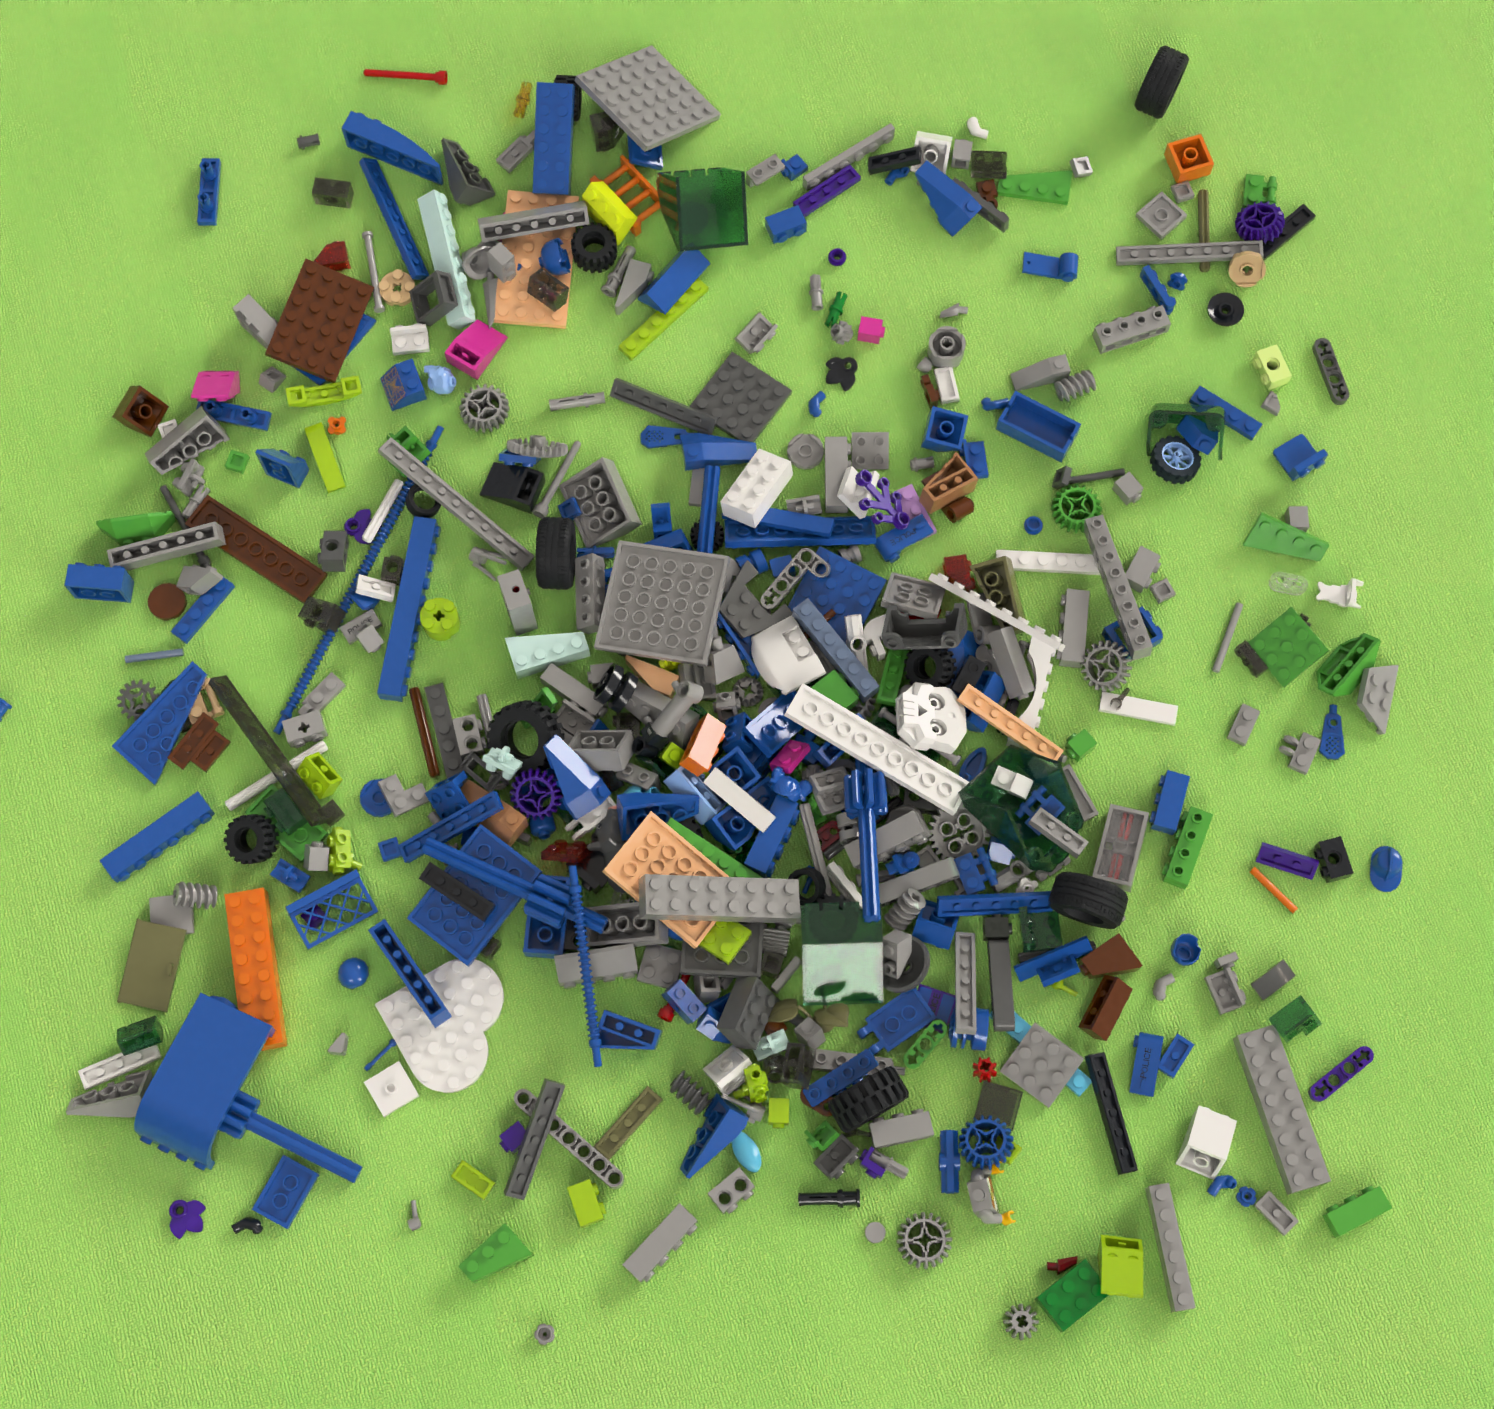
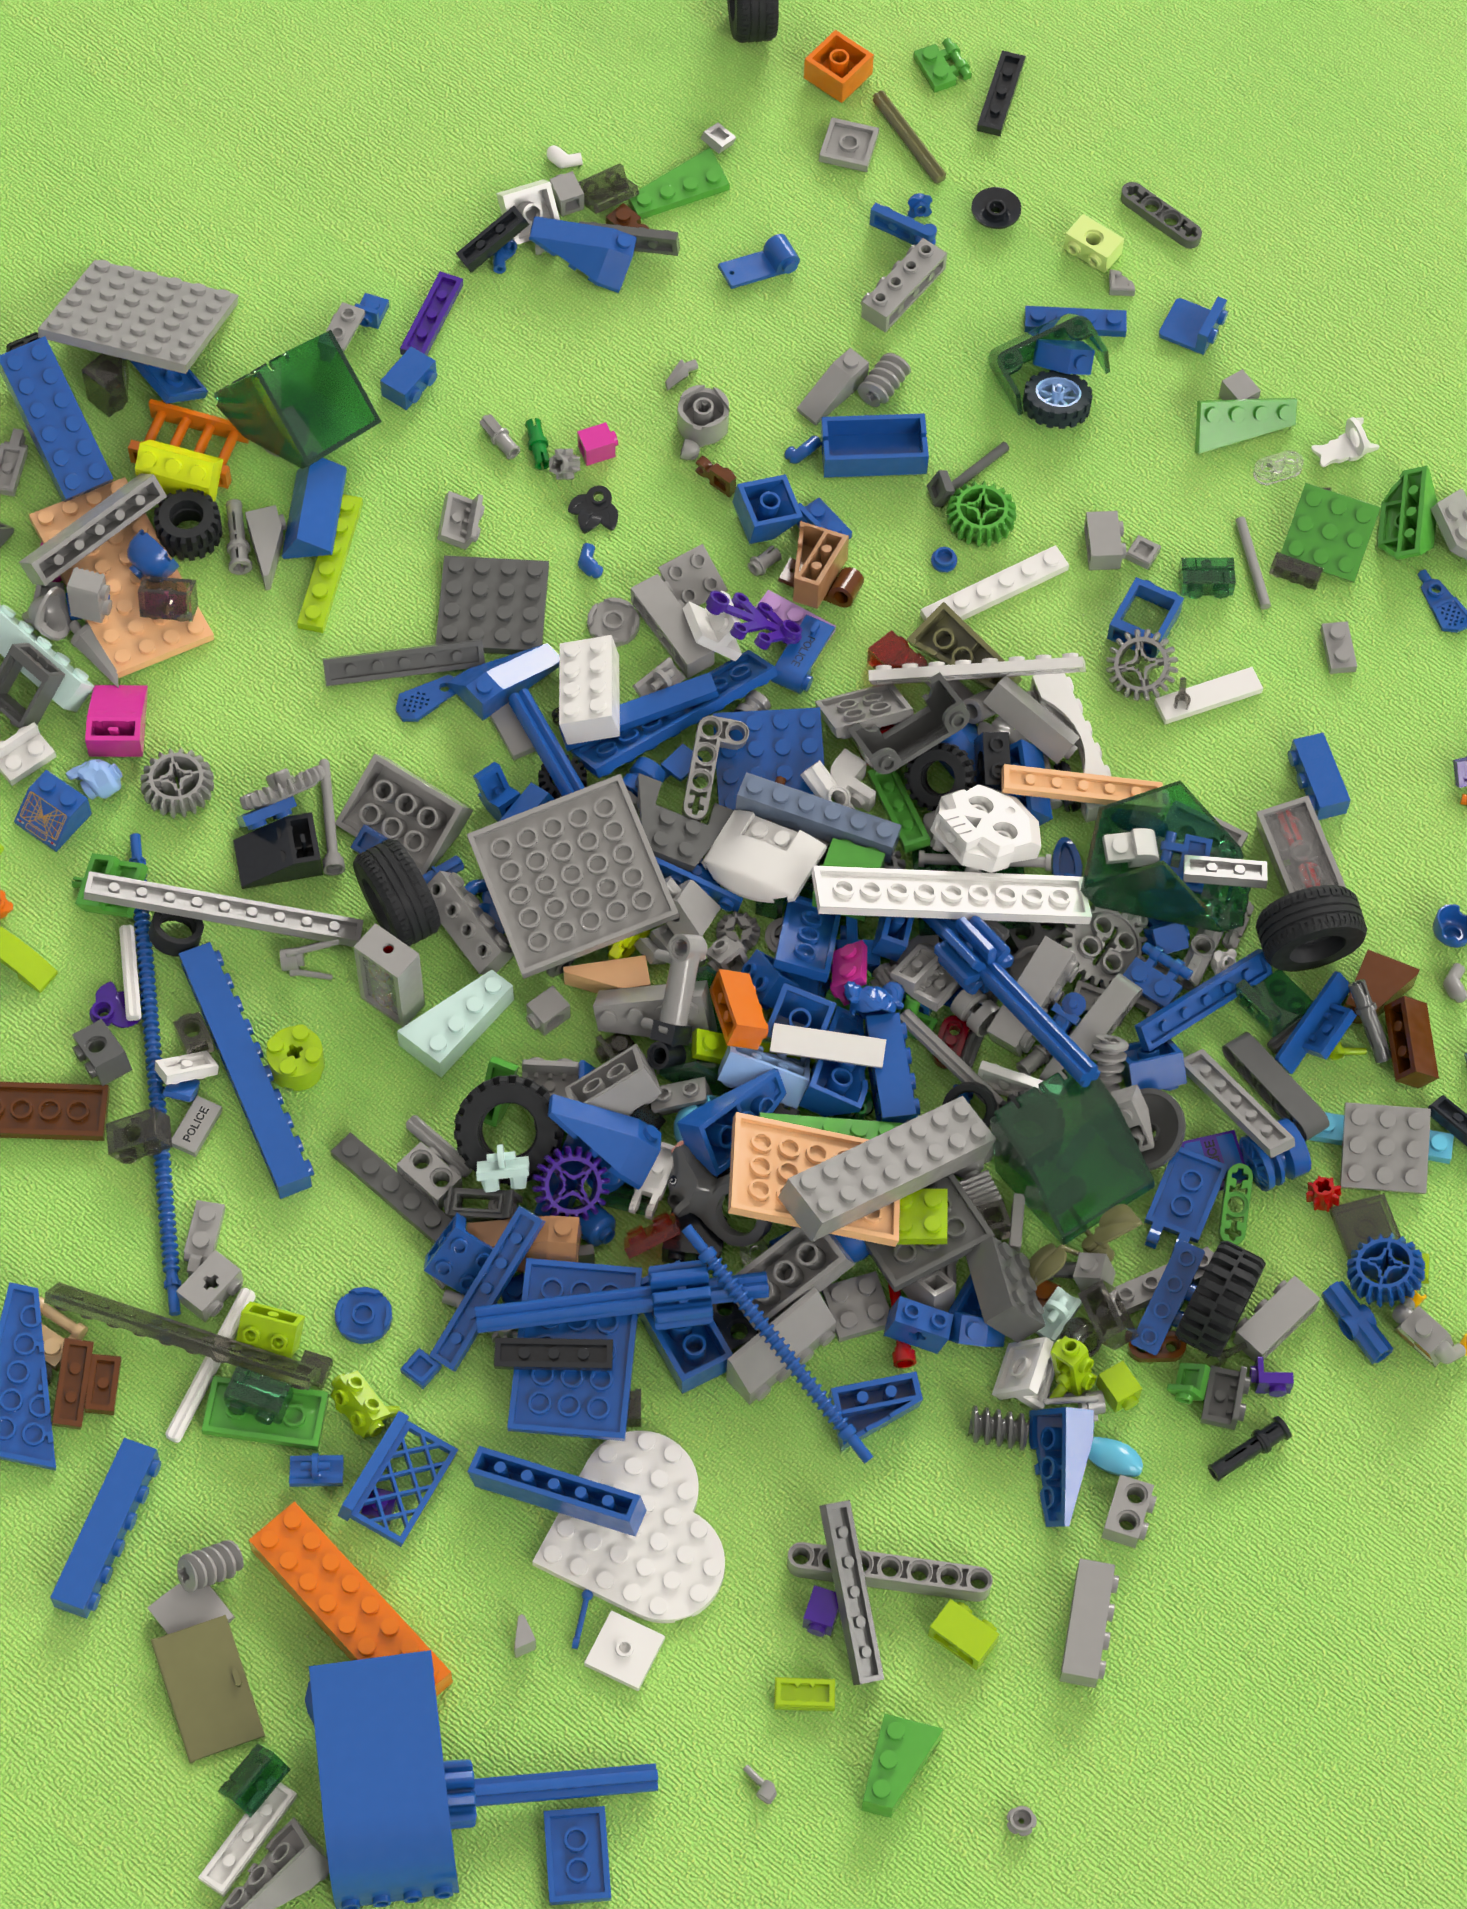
camera: 35 degrees left, 10 degrees down
(237, 841) = (211, 1459): black tyre -> none
(316, 856) = (335, 1426): light grey brick -> none
(353, 973) = (477, 1542): blue hair -> none
(368, 637) = (218, 1130): light grey brick -> none
(400, 800) = (395, 1299): light grey plate -> none
(424, 732) = (367, 1204): reddish brown axle -> none
(571, 689) = (520, 1045): light grey brick -> none
(577, 401) = (298, 707): light grey pin -> none
(616, 687) = (582, 1007): black wheel -> none
(628, 1123) = (947, 1508): olive tile -> none
(837, 253) = (496, 378): dark purple plate -> none
(849, 156) = (429, 269): light grey plate -> none
(875, 1232) = (1328, 1456): light grey tile -> none
(889, 1164) = (1298, 1367): light grey axle -> none
(924, 1230) = (1403, 1447): light grey gear -> none
(946, 385) = (730, 457): white tile -> none
(996, 927) = (1222, 1027): pearl dark grey brick -> none
(1074, 627) = (1067, 634): light grey brick -> none
(1080, 745) = (1173, 767): bright green brick -> none
(1088, 972) = (1367, 1011): none -> dark grey pin
(1117, 587) = (1095, 569): light grey brick -> none
(1128, 488) = (1026, 459): light grey brick -> none
(1182, 191) = (853, 107): light grey tile -> none
(1184, 252) = (910, 168): light grey tile -> none
(1187, 848) = (1374, 815): bright green brick -> none
(1189, 631) = (1207, 577): none -> clear green brick
(1243, 259) = (978, 144): tan plate -> none
(1260, 222) = (969, 94): dark purple gear -> none
(1304, 752) = (1427, 641): light grey hinge -> none

